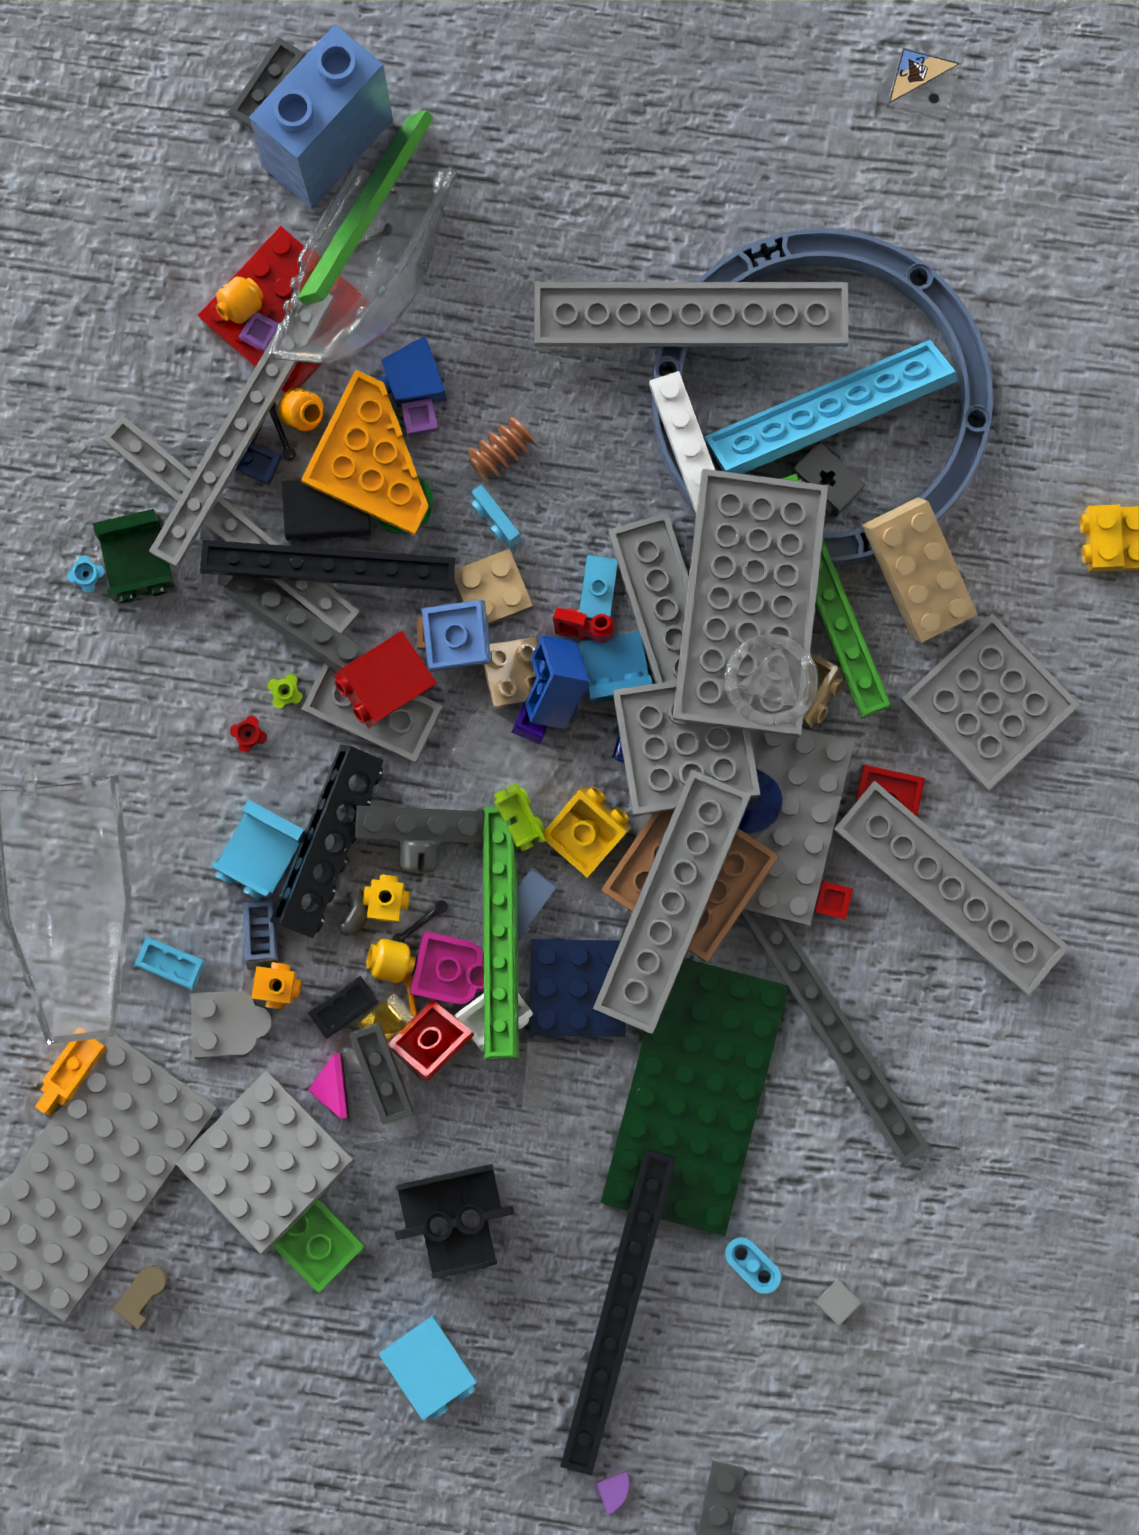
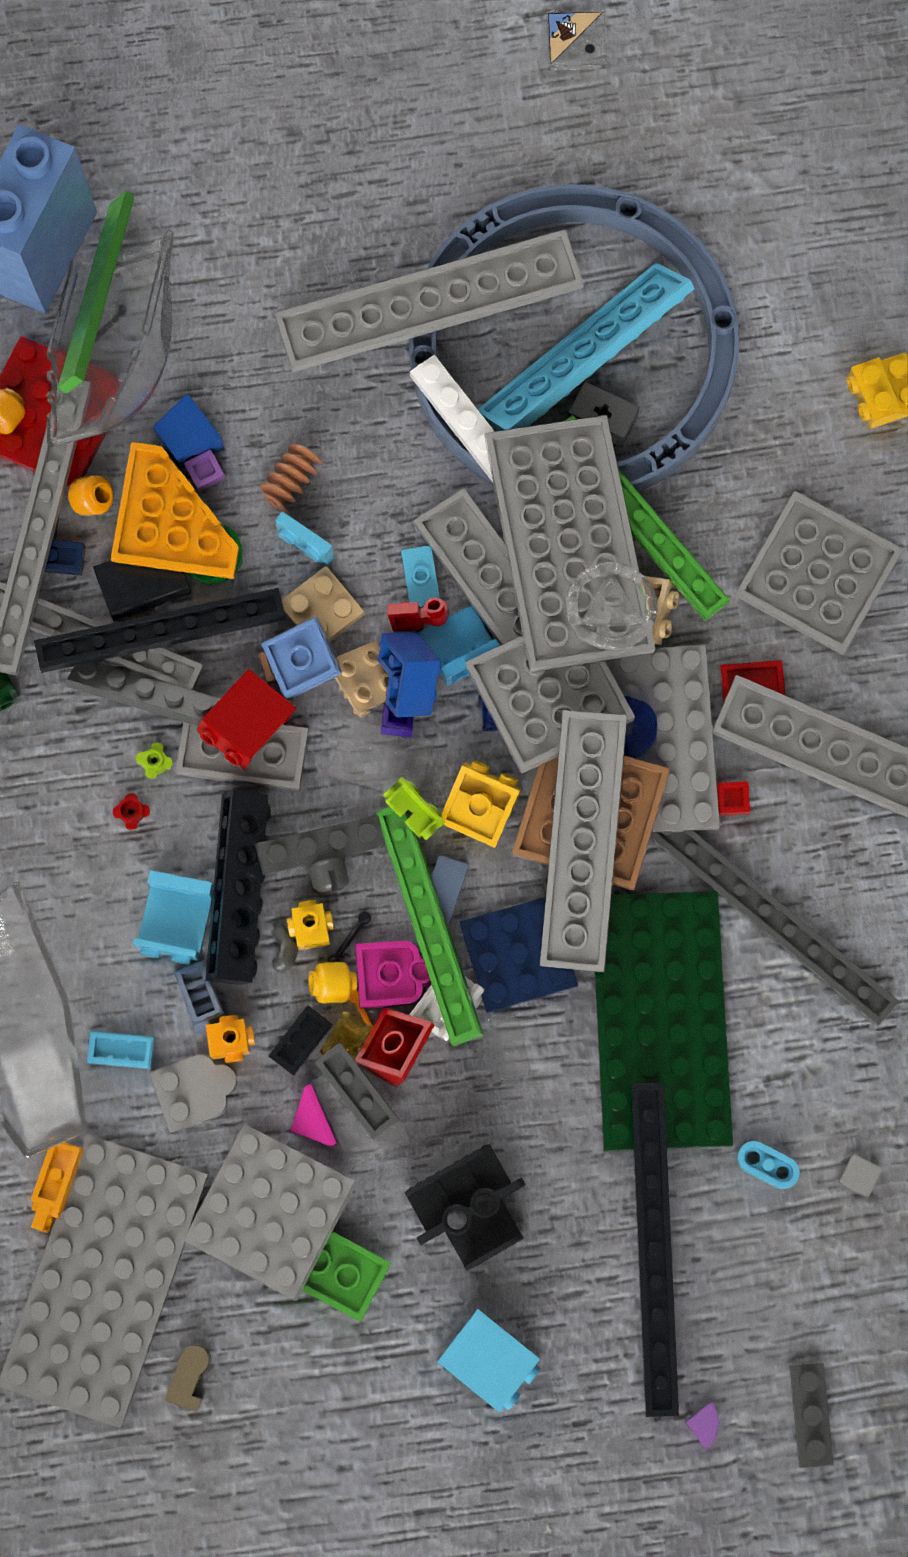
camera: 15 degrees left, 5 degrees down
(258, 331) = (29, 435): medium lavender tile -> none
(288, 452) = (91, 540): black hinge -> none
(919, 569) = (715, 468): tan brick -> none

